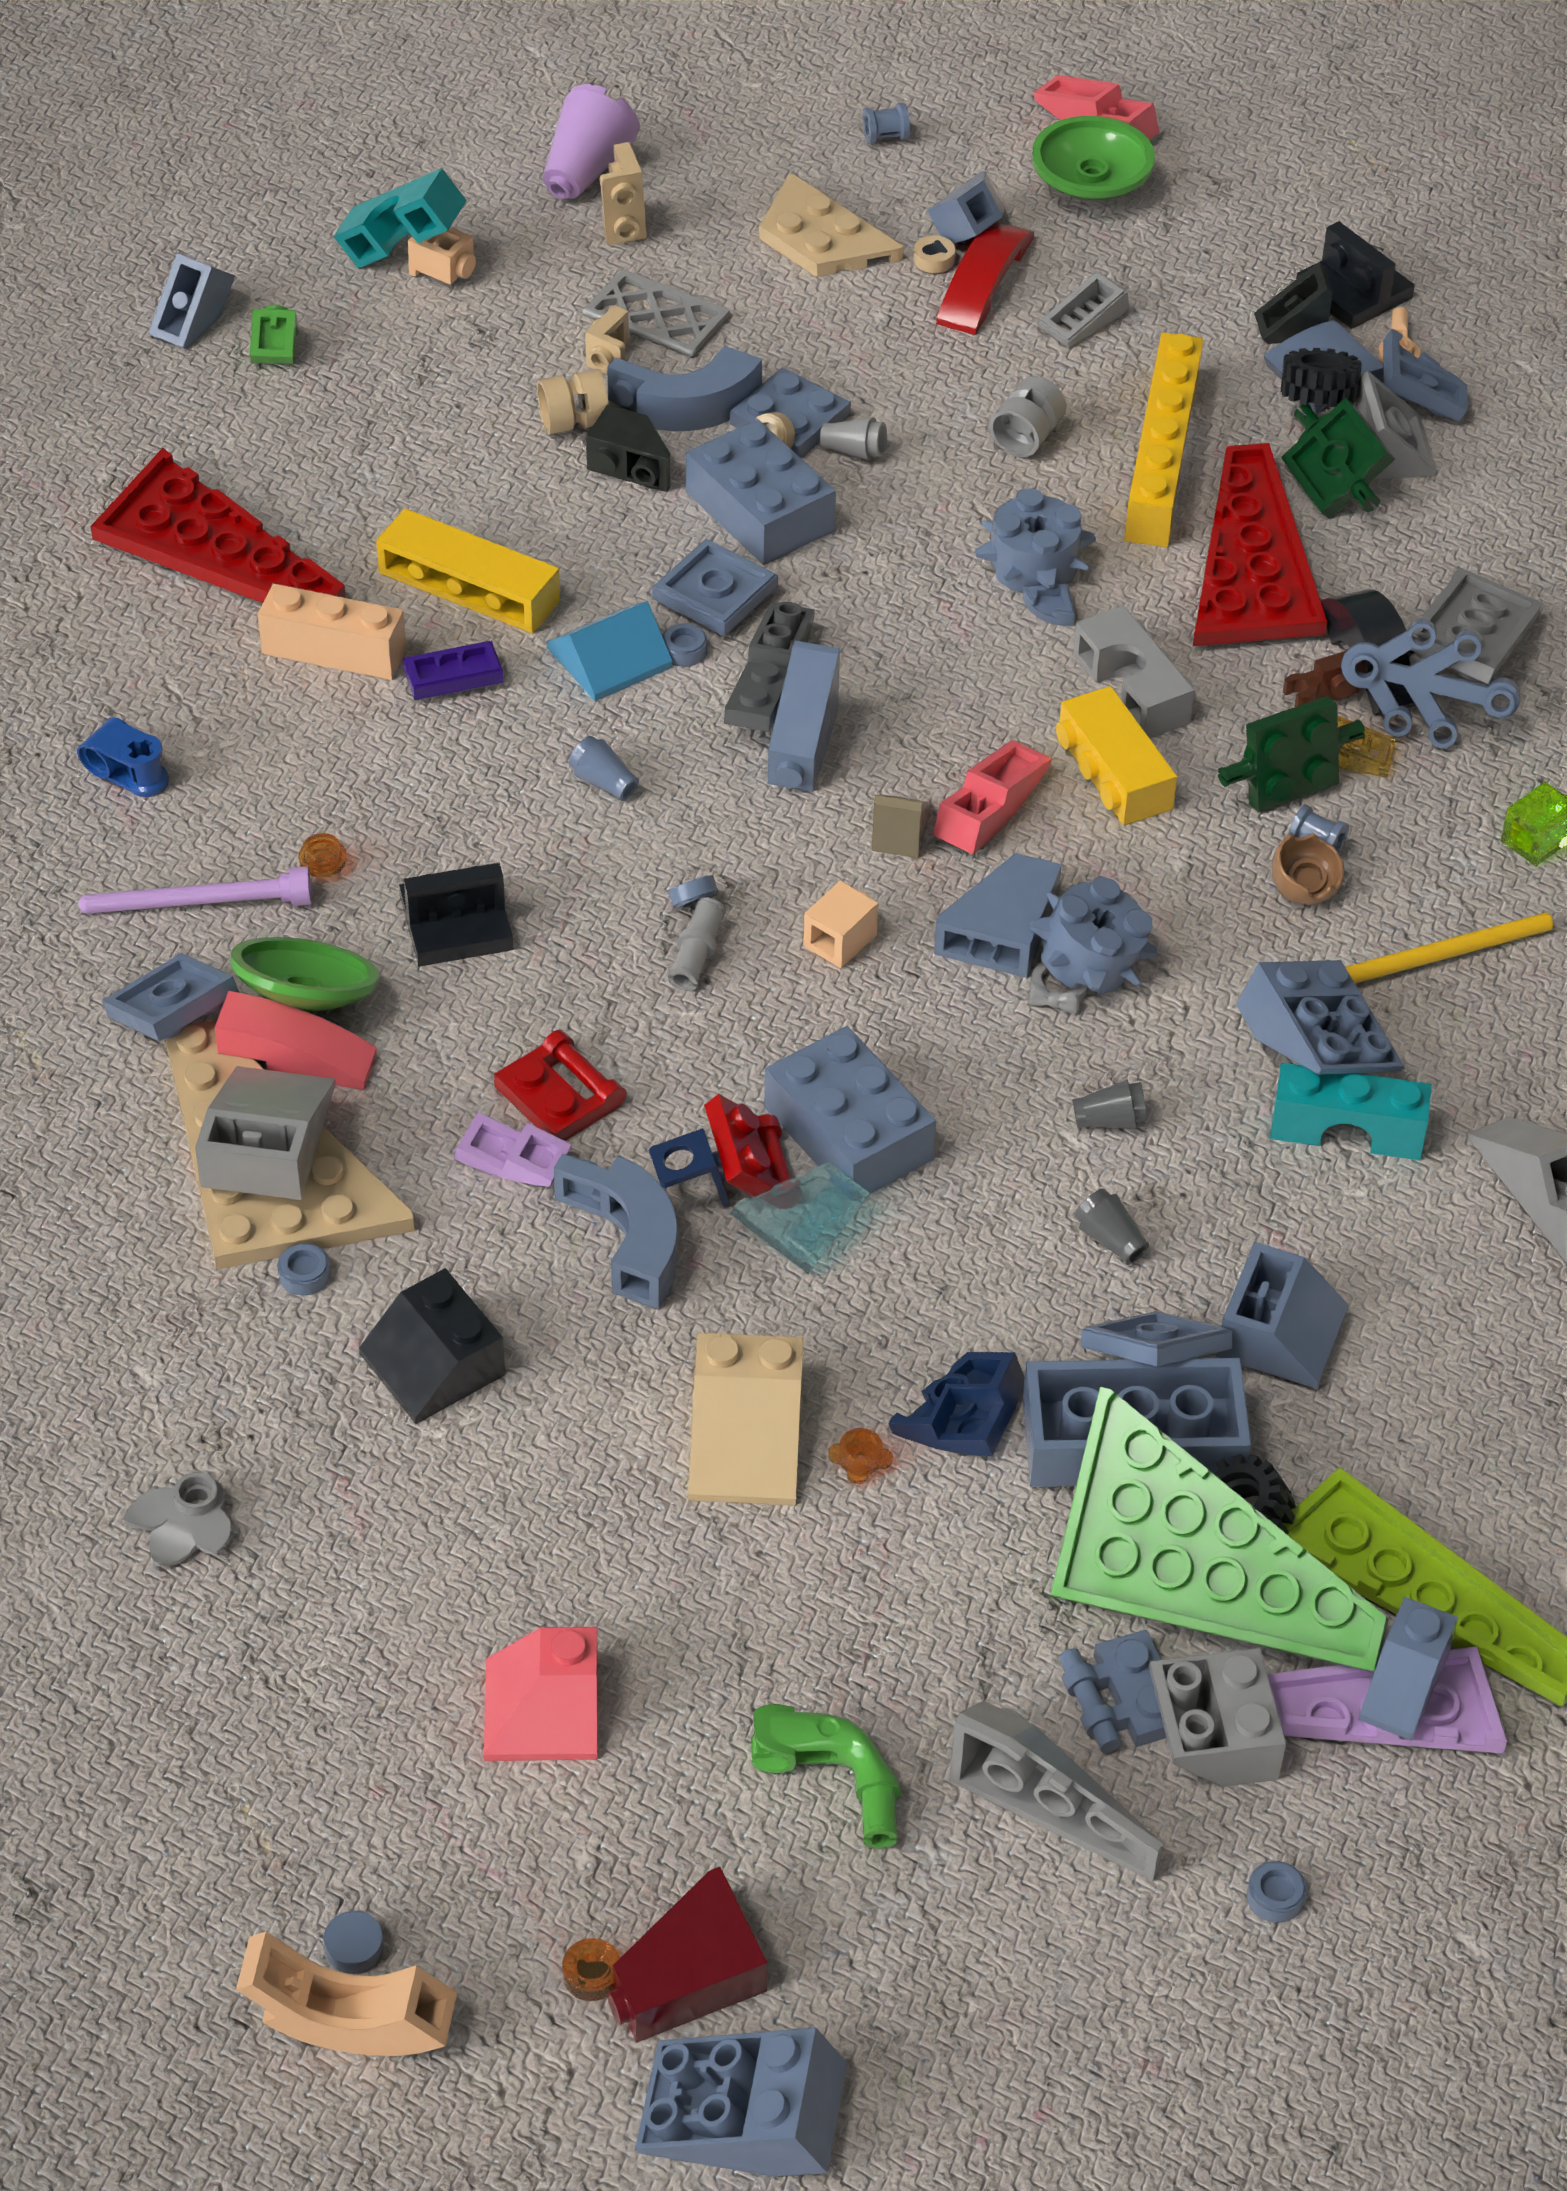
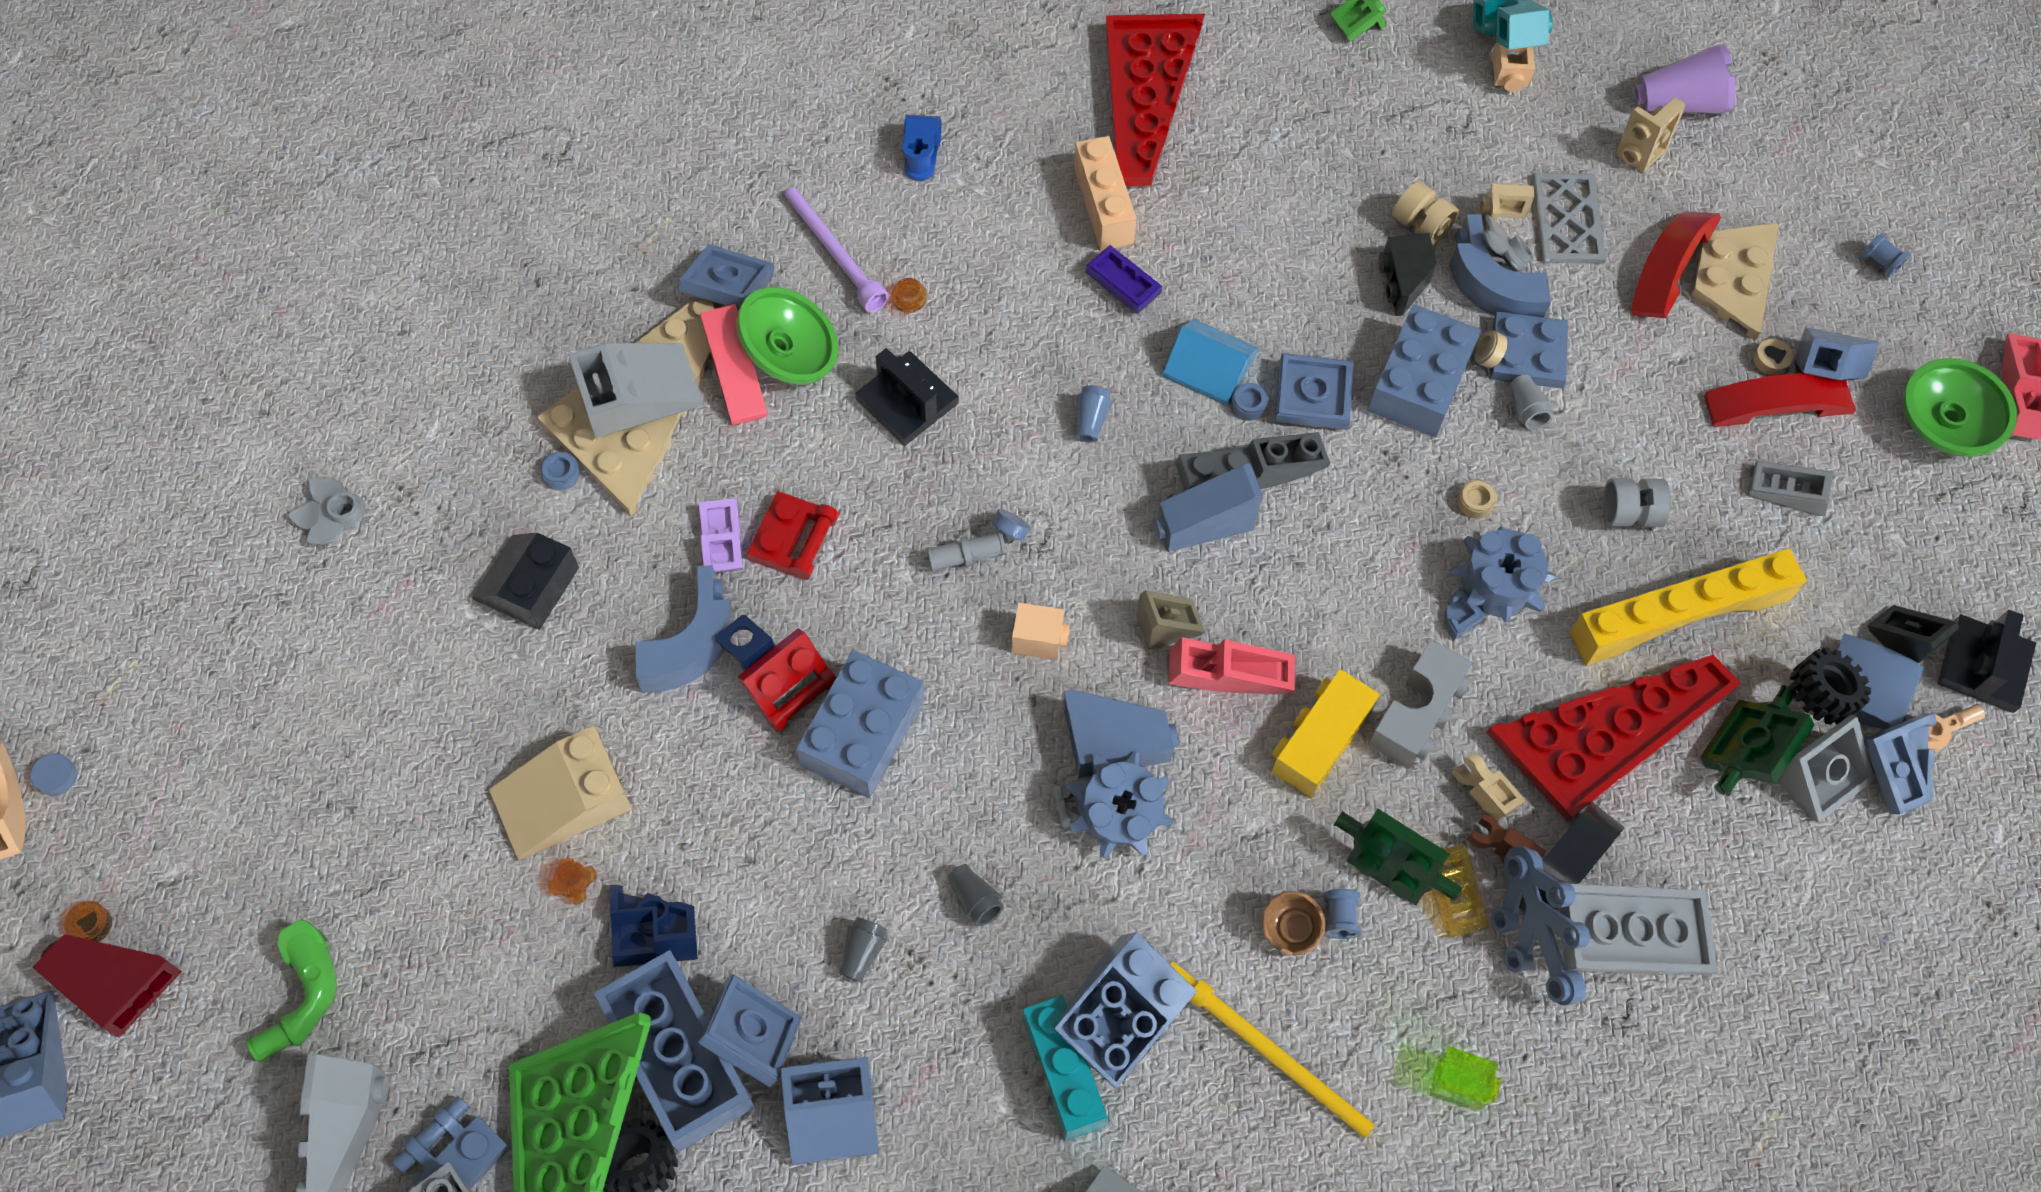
camera: 60 degrees right, 15 degrees up
(468, 570) = (1220, 239): yellow brick -> none
(543, 1697) = (279, 790): coral slope -> none
(667, 361) = (1513, 250): none -> light grey plate
(778, 263) = (1667, 260): none -> red slope
(803, 1213) = (753, 739): clear light blue wing -> none
(931, 531) = (1477, 499): none -> tan tile
(1262, 666) = (1490, 790): none -> tan plate

